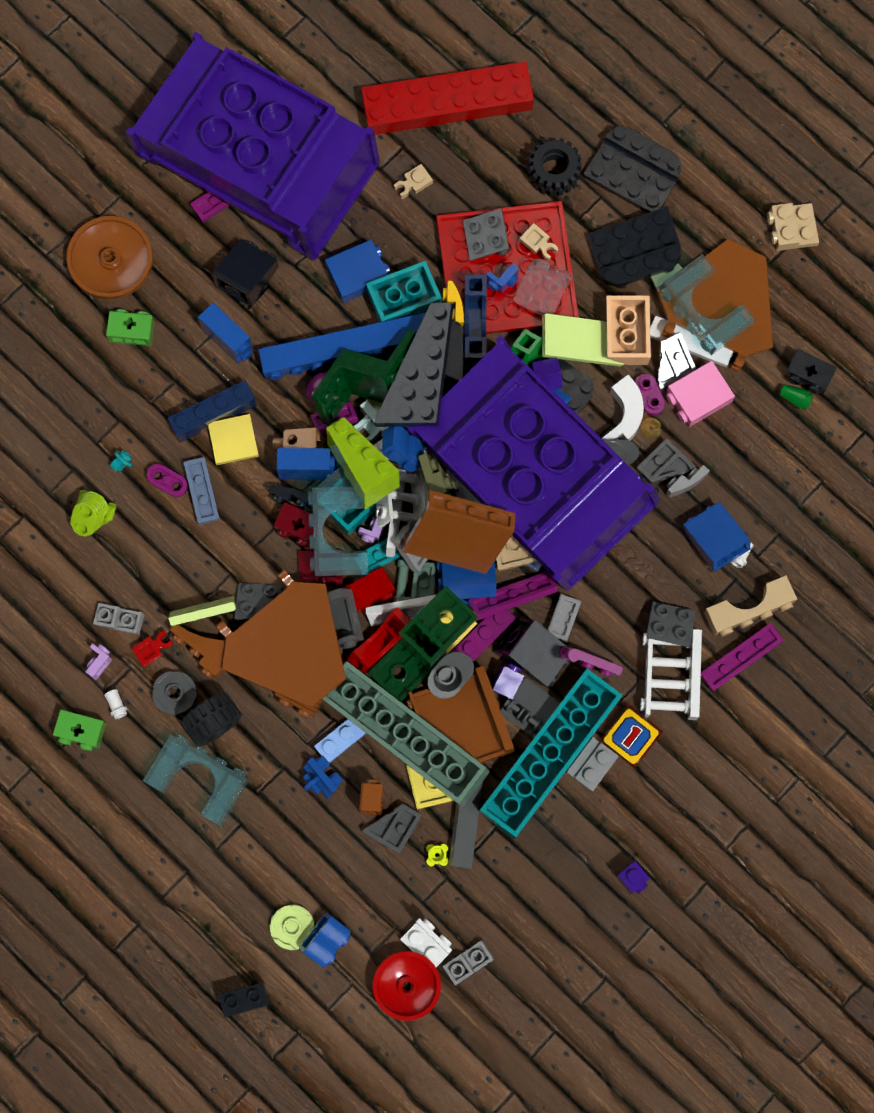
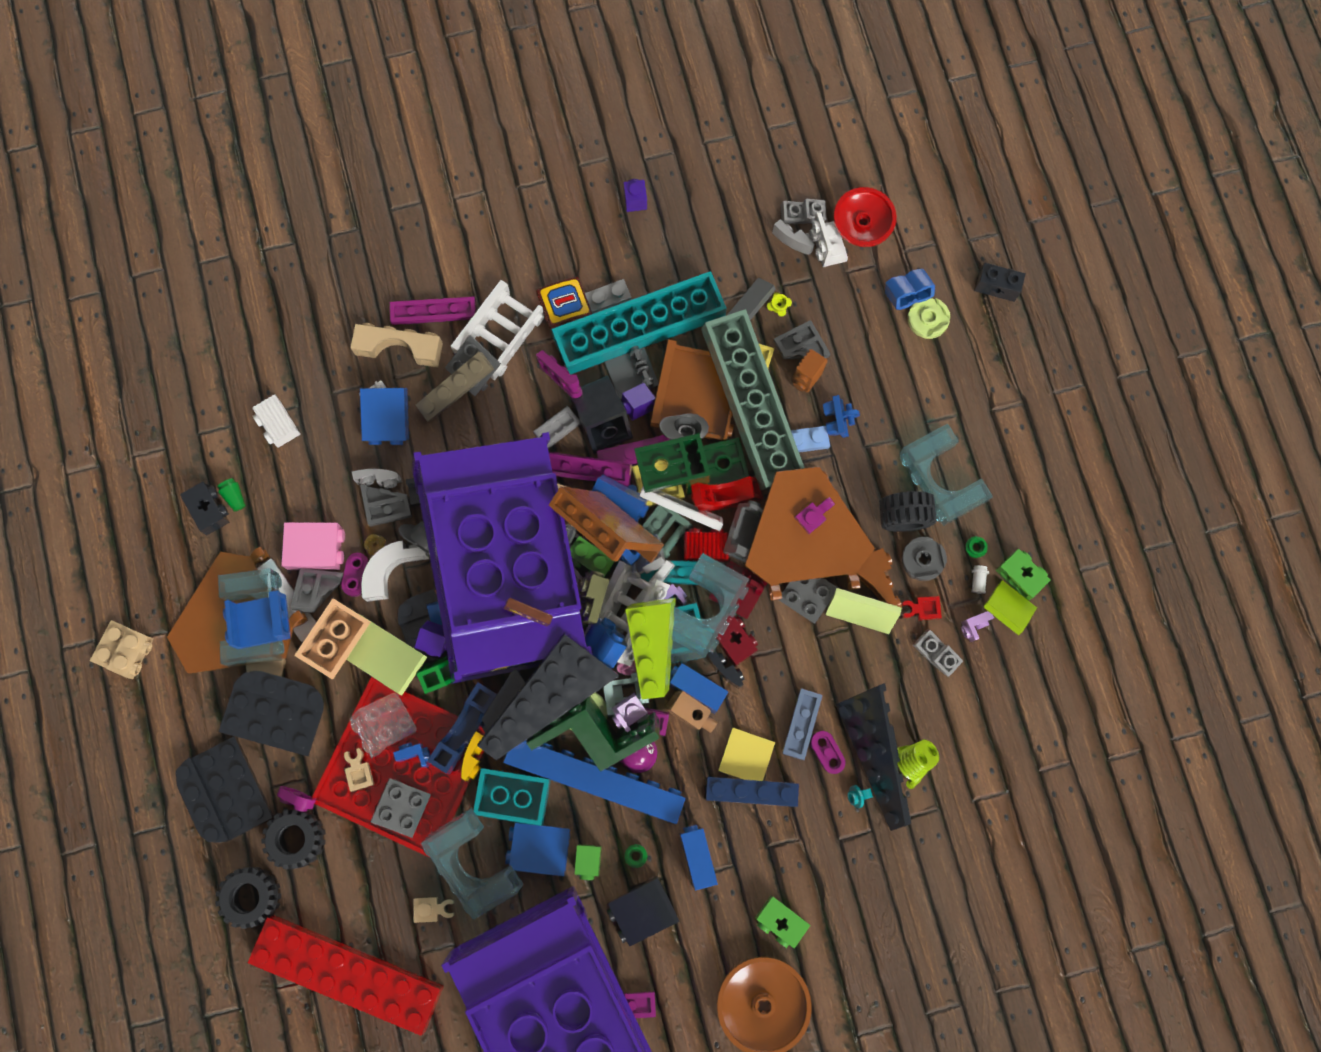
camera: 150 degrees left, 0 degrees up
(76, 691) = (1010, 607): none -> lime tile
(126, 501) = (876, 747): none -> black wing
(130, 726) = (982, 547): none -> green plate
(274, 306) = (643, 856): none -> green plate
(291, 658) = (812, 516): none -> magenta plate
(312, 281) = (588, 861): none -> bright green brick
(352, 408) = (628, 712): none -> lavender bracket
(386, 208) = (474, 893): none -> clear light blue arch
(454, 927) = (799, 241): none -> light grey slope
(475, 416) = (528, 612): none -> copper tile
(562, 92) = (229, 900): none -> black tyre
(573, 196) = (292, 796): none -> magenta plate
(673, 596) = (454, 386): none -> dark tan plate
(695, 300) = (257, 621): none -> blue panel
(805, 477) = (275, 420): none -> white brick

